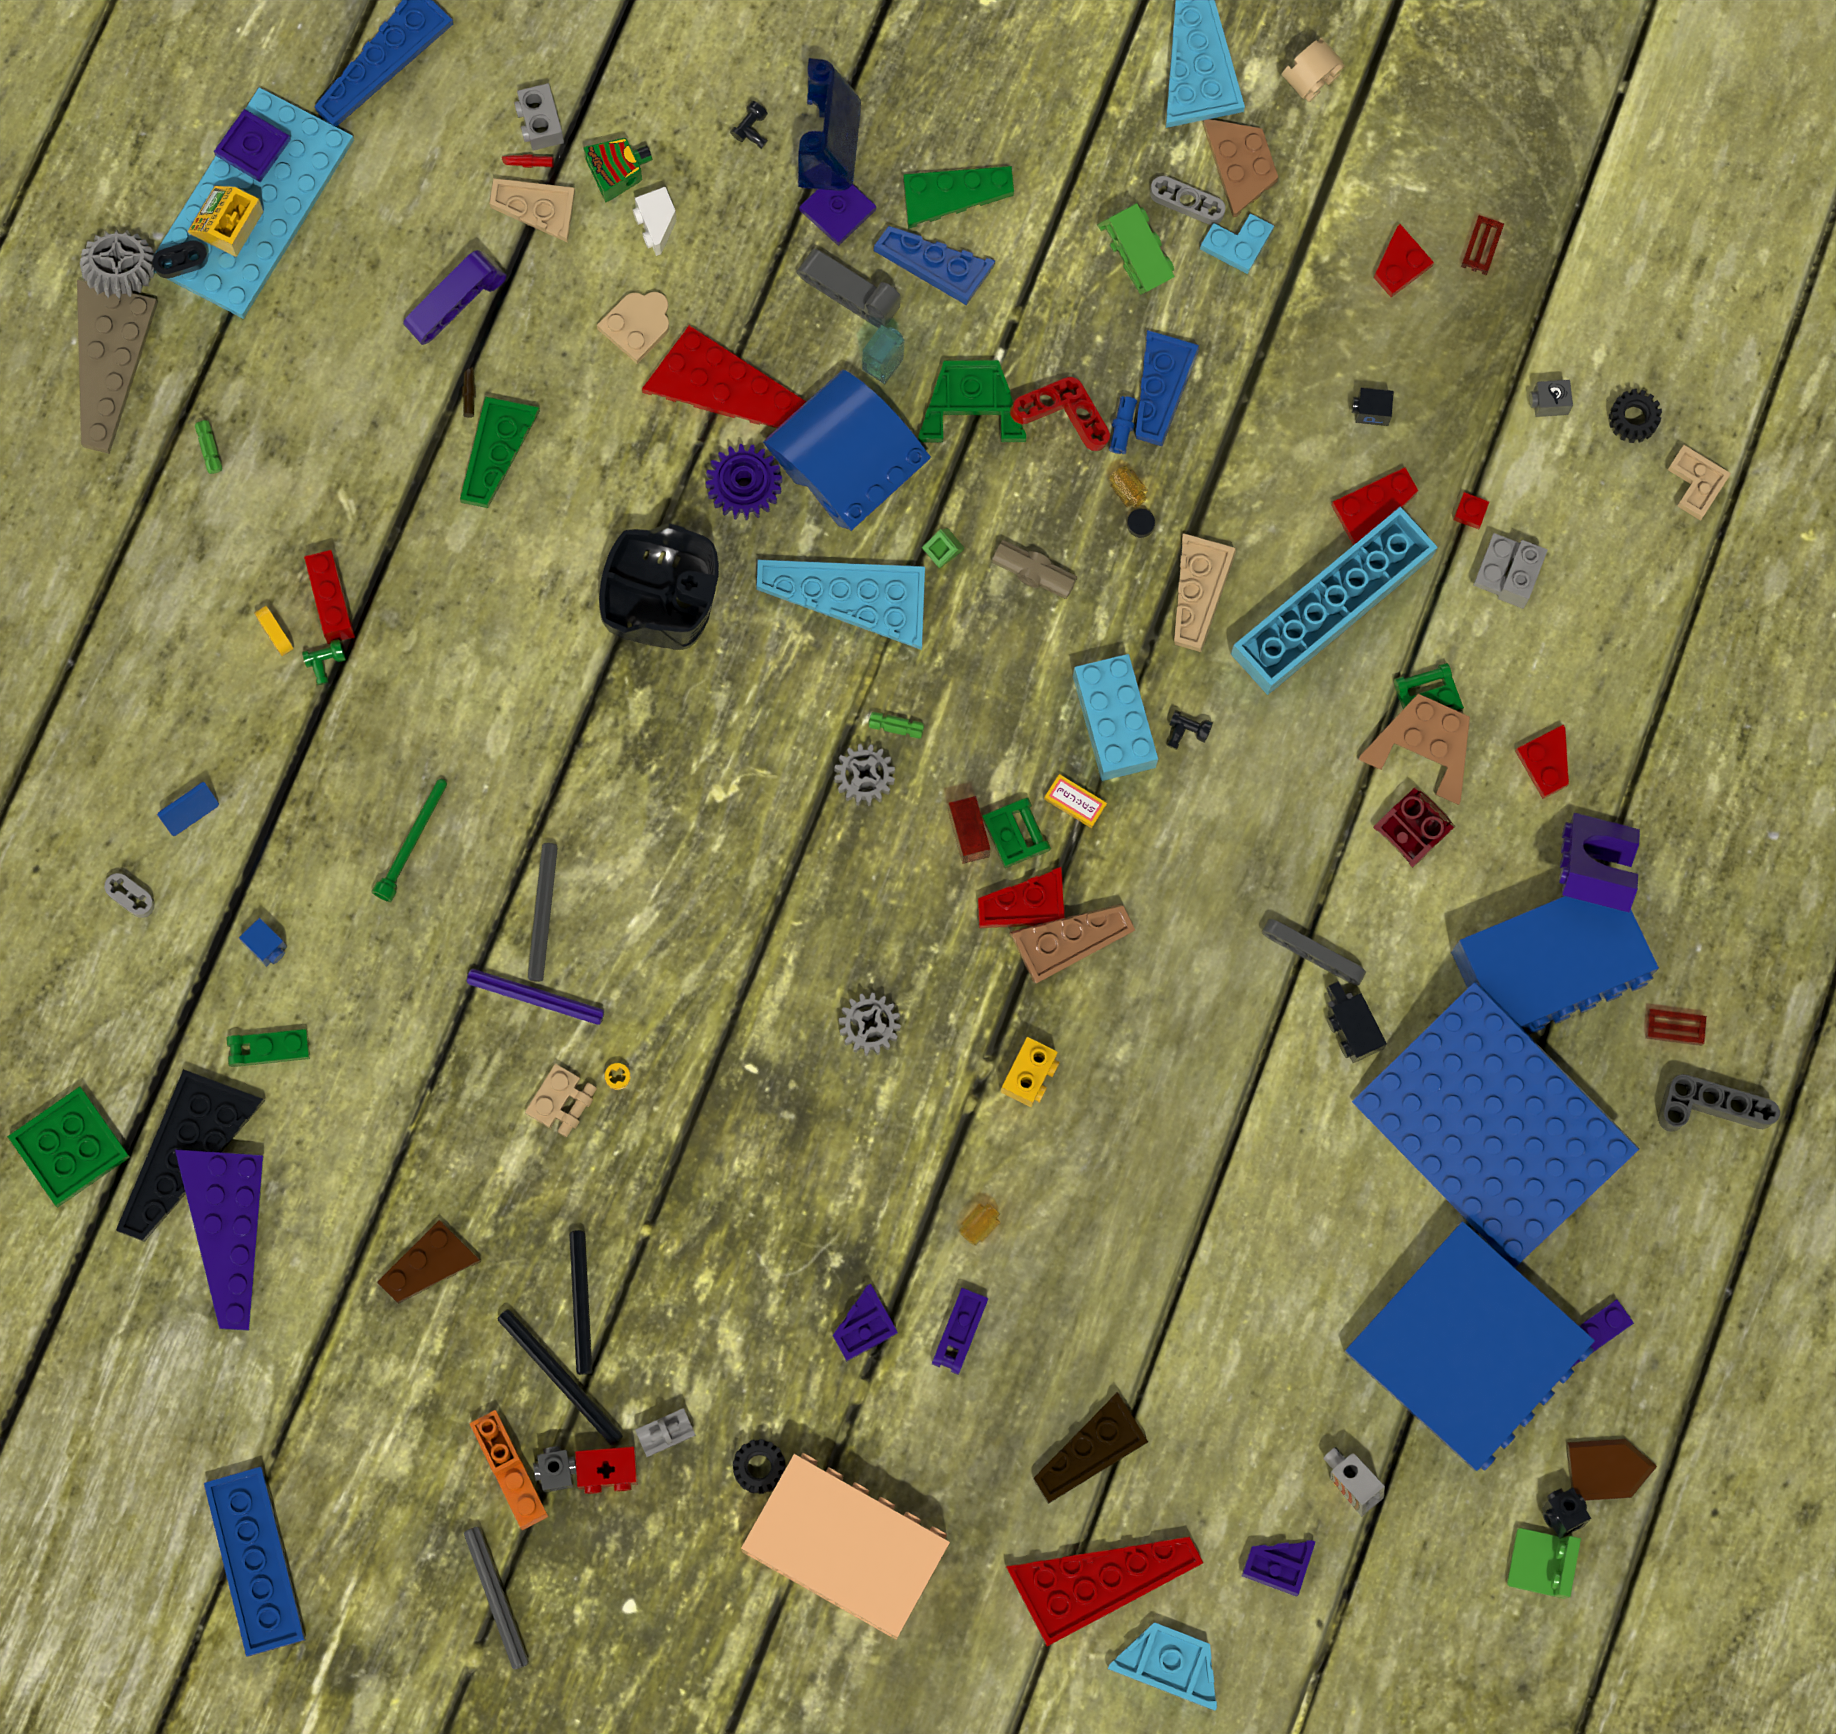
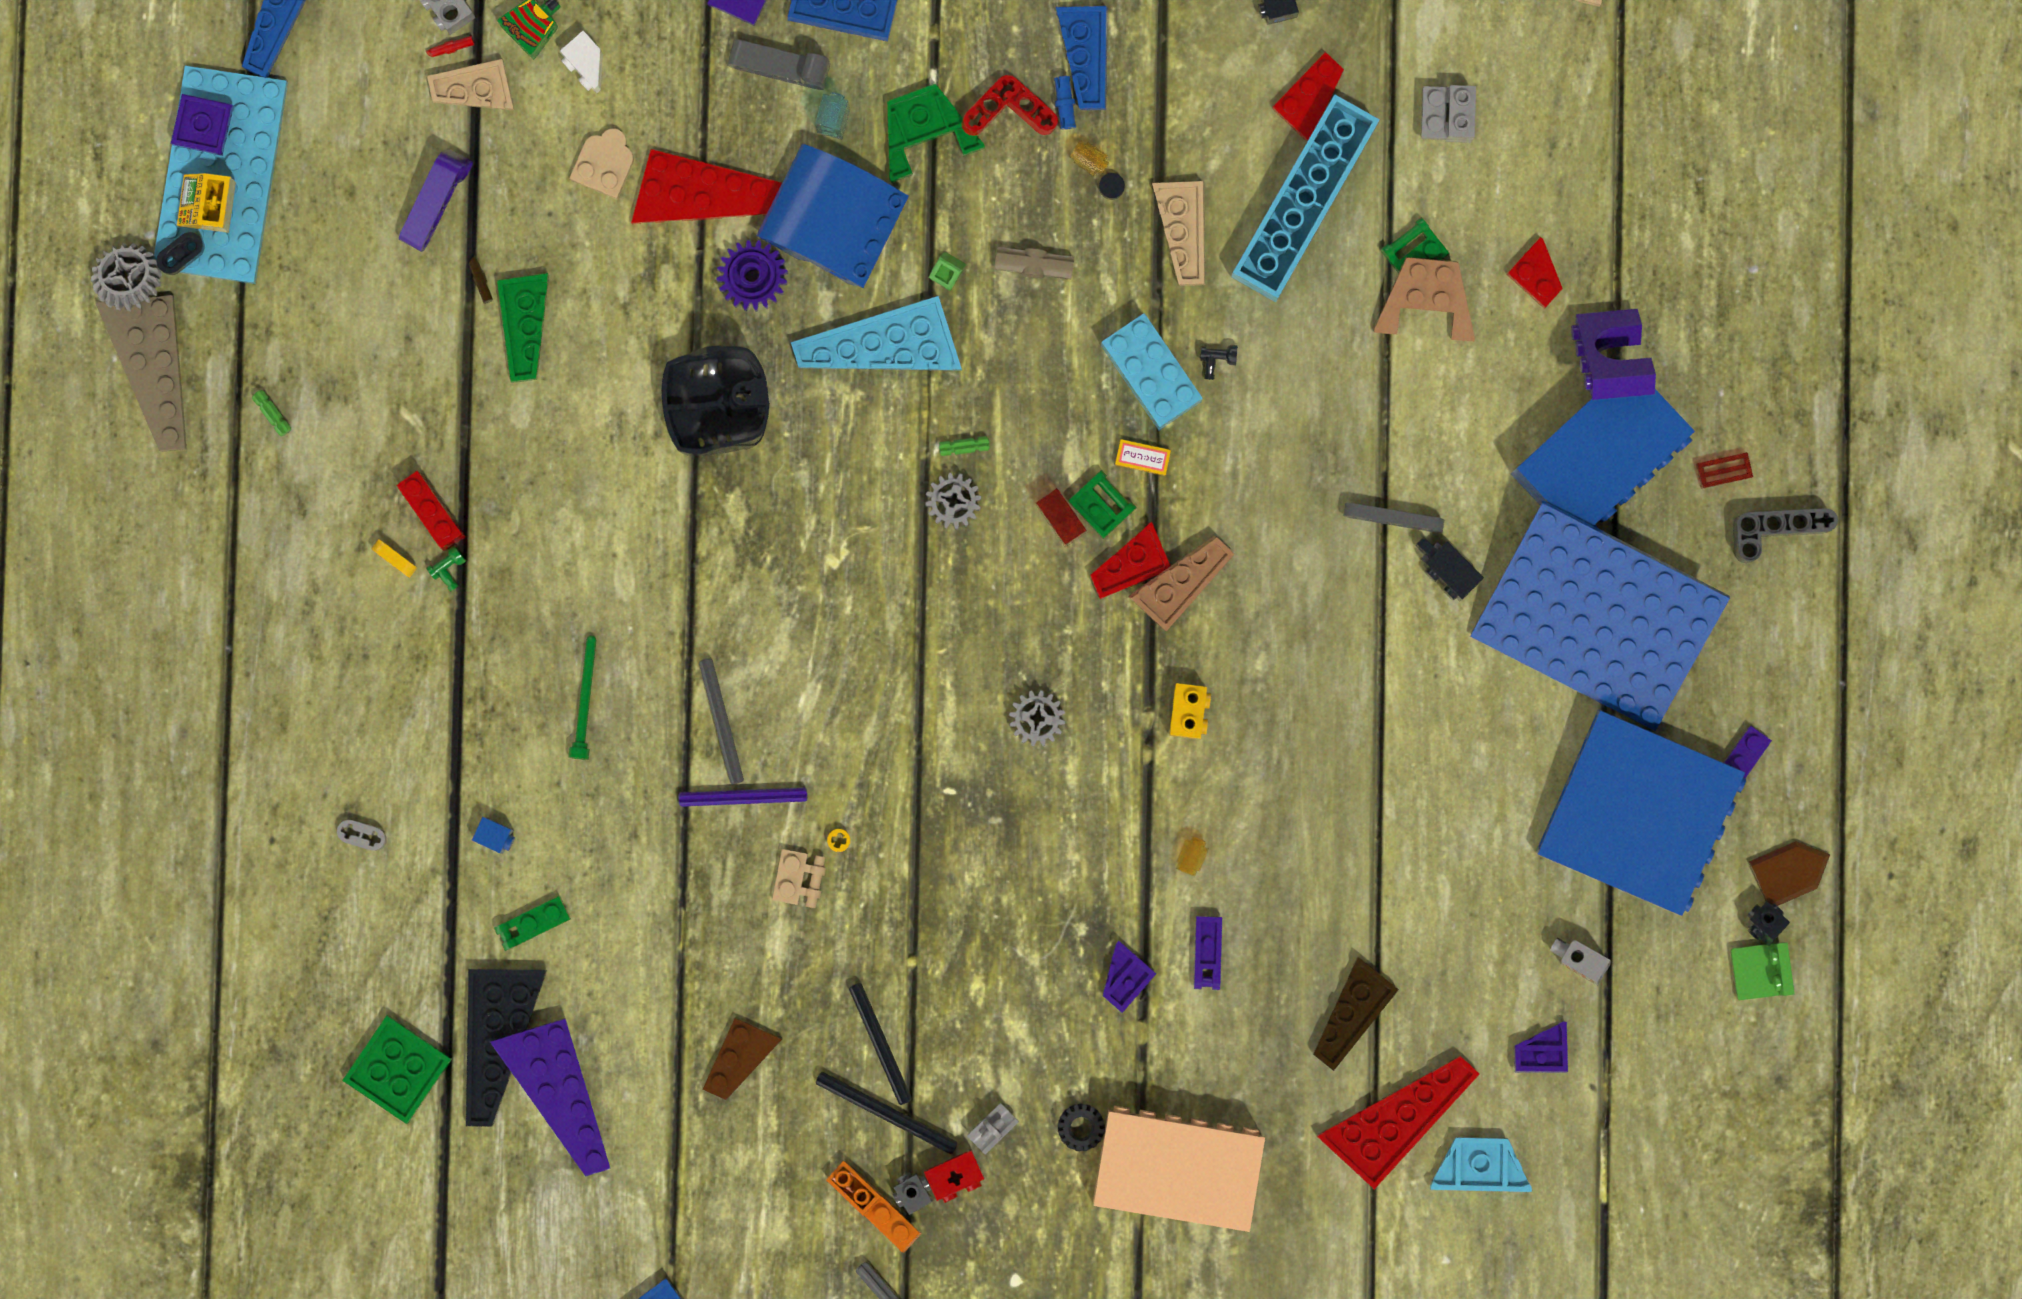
camera: 15 degrees left, 10 degrees up
(188, 809) = (383, 742): blue slope -> none
(1415, 826) = (1443, 374): dark red slope -> none
(1471, 510) = (1396, 70): red plate -> none

